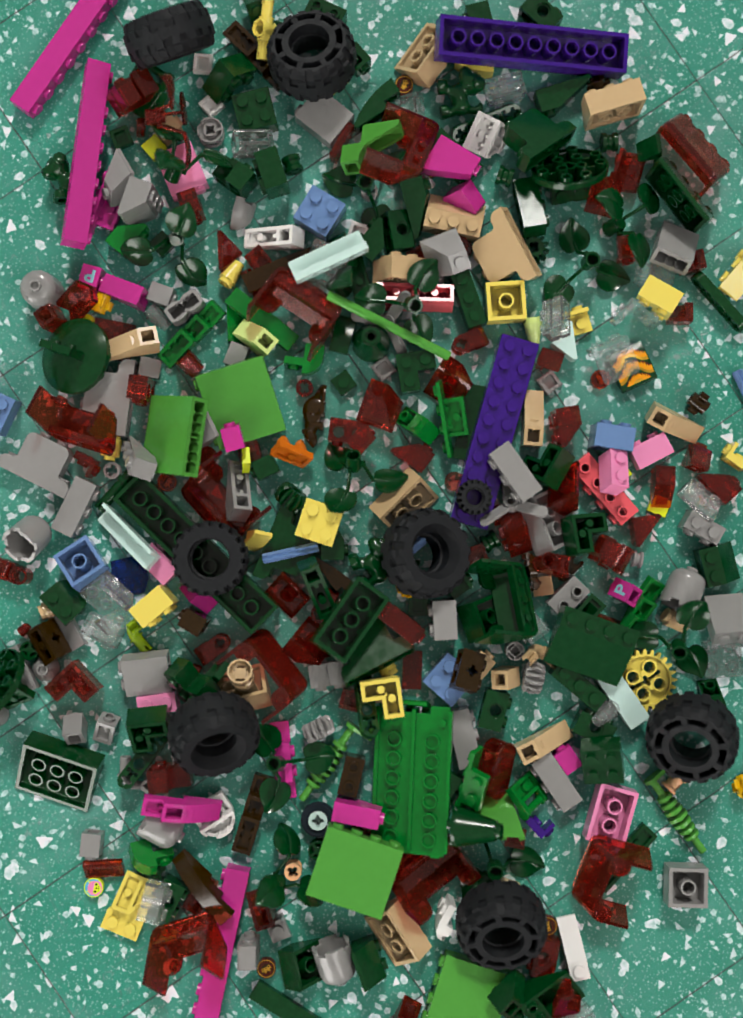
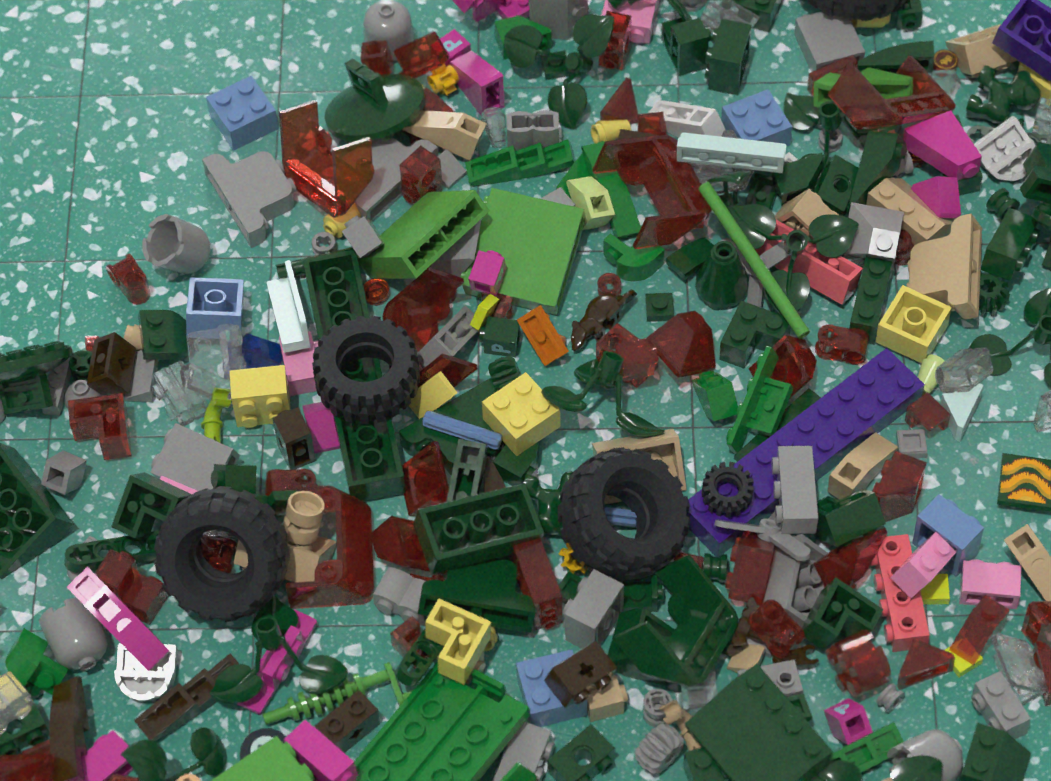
camera: 35 degrees right, 30 degrees down
(76, 507) = (254, 252): light grey brick -> none
(85, 461) = (304, 220): clear red bracket -> none
(106, 728) = (97, 497): light grey bracket -> none
(161, 294) = (514, 100): light grey brick -> none
(190, 364) = (494, 177): clear red piece -> none
(242, 213) = (666, 81): light grey brick -> none
(292, 164) = (759, 66): dark green wheel -> none
(318, 729) = (347, 644): light grey gear -> none
(383, 368) = (718, 317): light grey tile -> none
(412, 671) = (516, 649): clear red tile -> none
(414, 455) = (689, 423): clear red slope -> none
(505, 677) = (623, 727): tan brick -> none
(580, 320) = (995, 398): light yellow bracket -> none
(597, 381) = (979, 476): clear red tile -> none
(614, 358) = (1010, 456): clear bracket -> none

